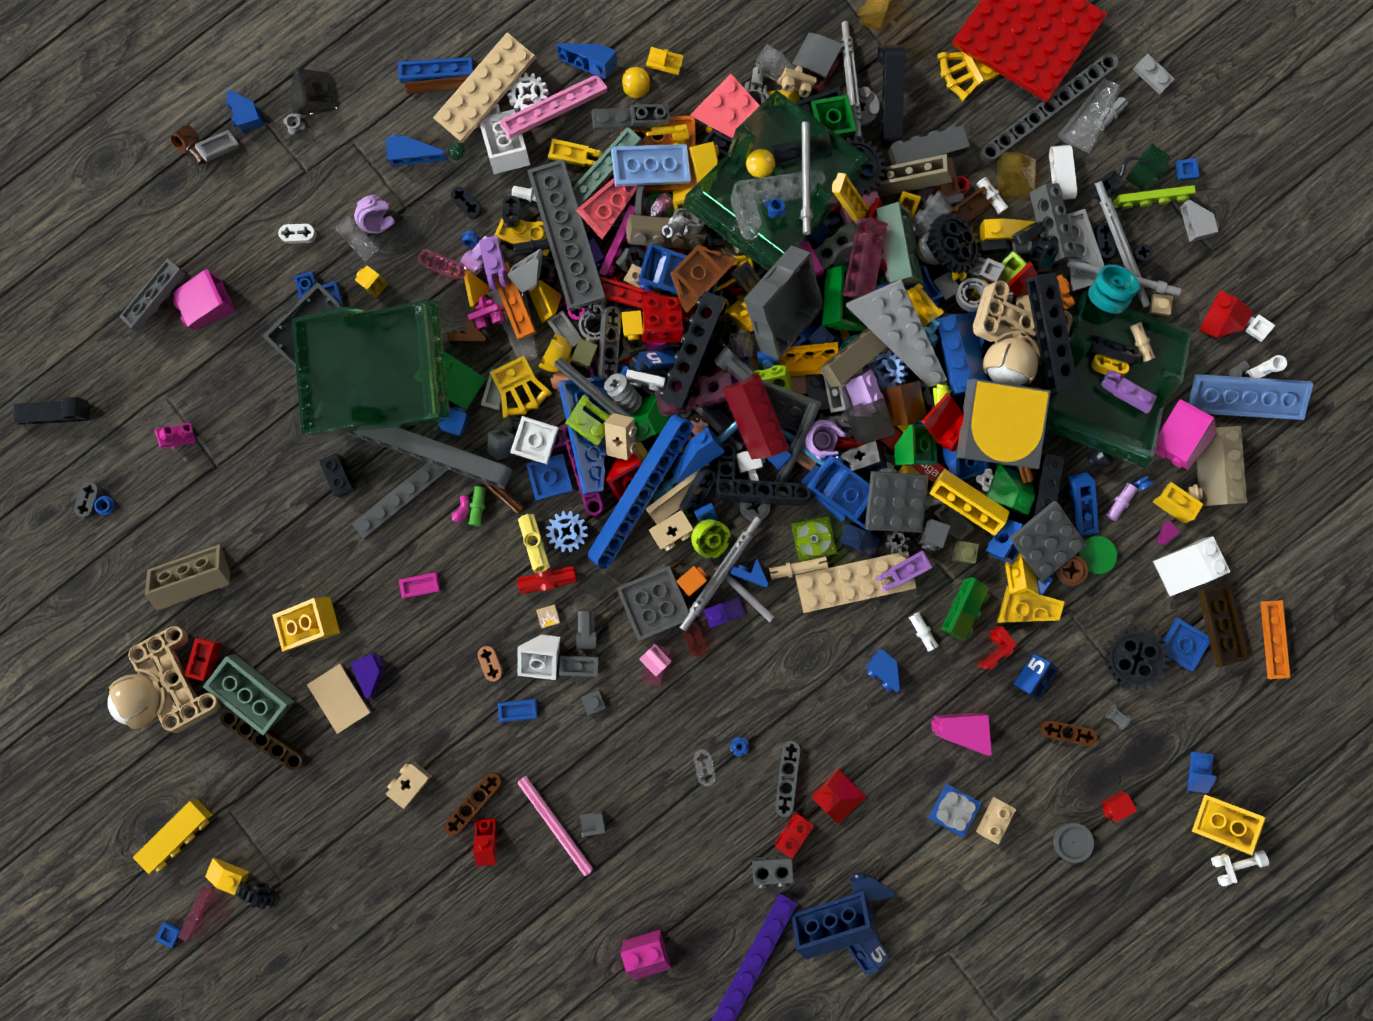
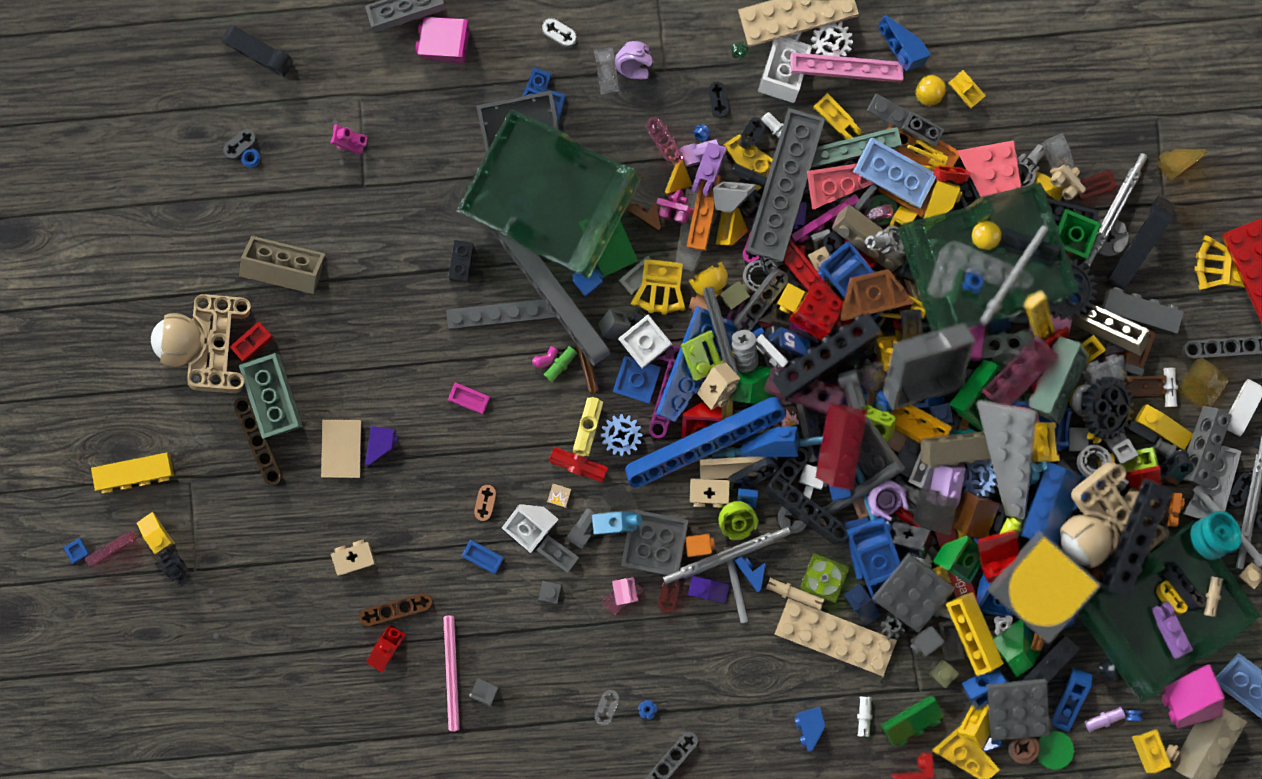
camera: 30 degrees right, 0 degrees up
(306, 623) = (354, 368): yellow slope -> none
(371, 281) = (595, 115): yellow slope -> none
(405, 150) = (698, 23): blue slope -> none
(563, 327) = (731, 260): light grey tile -> none
(613, 603) = (620, 522): none -> torso
(703, 133) = (955, 174): none -> red plate
(817, 55) = (1101, 168): dark grey slope -> none
(906, 570) = (883, 655): medium lavender hinge -> none
(965, 183) = (1154, 364): red plate -> none
(1028, 232) = (1177, 440): black beam -> none
(1167, 533) = (1125, 771): magenta slope -> none

